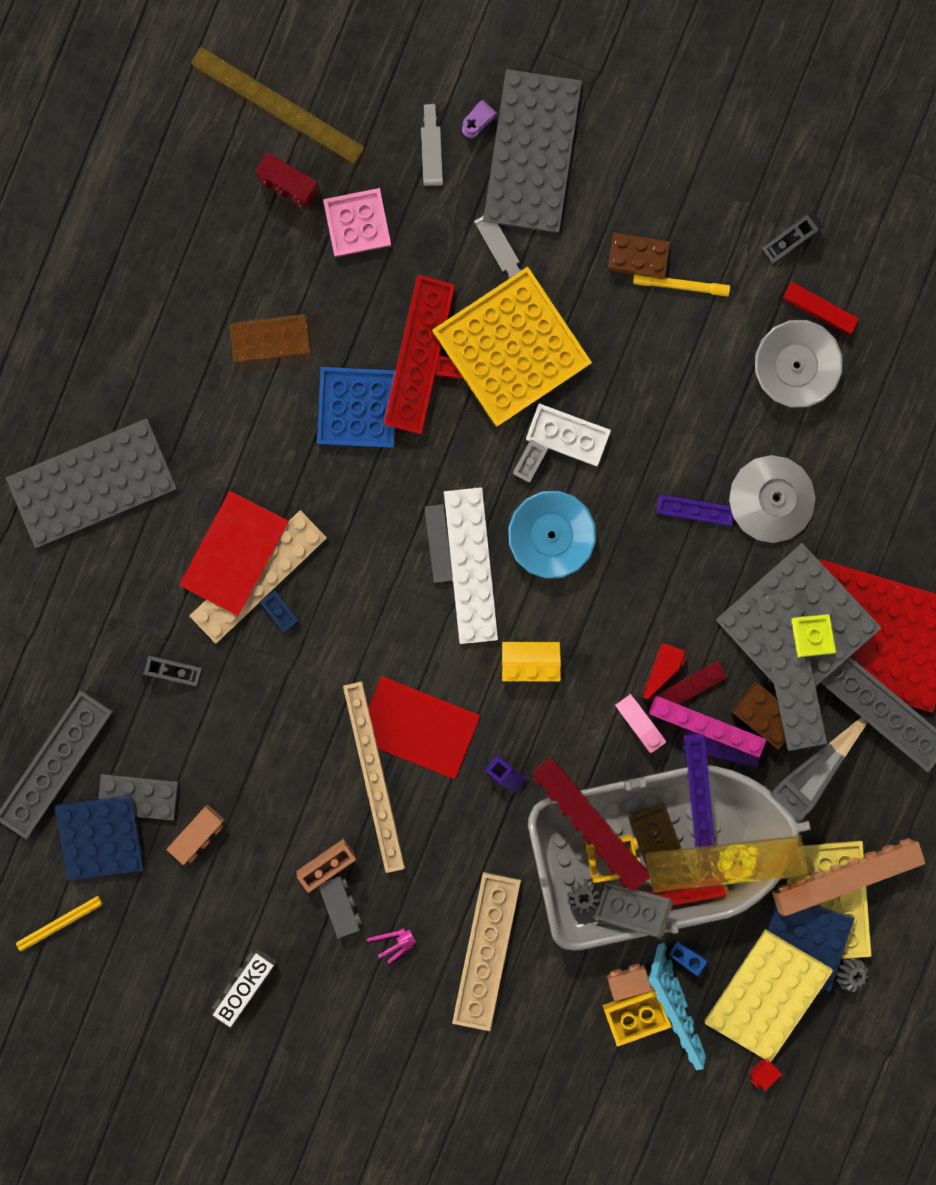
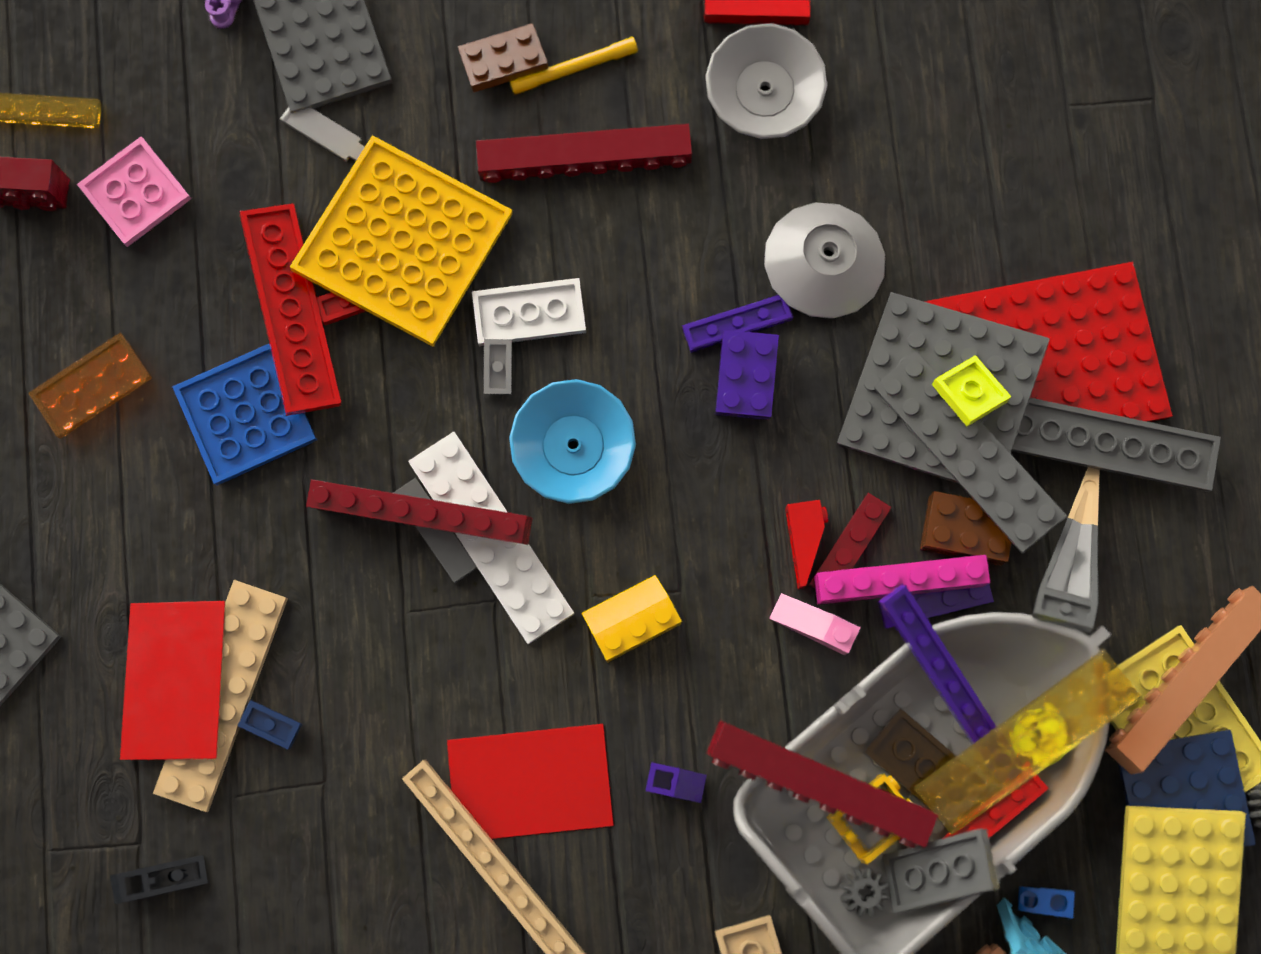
camera: 25 degrees left, 10 degrees down
(431, 148) = (184, 62): light grey piece -> none
(435, 529) = (419, 512): none -> dark red brick
(658, 348) = (584, 152): none -> dark red brick
(682, 548) = (746, 374): none -> dark purple brick

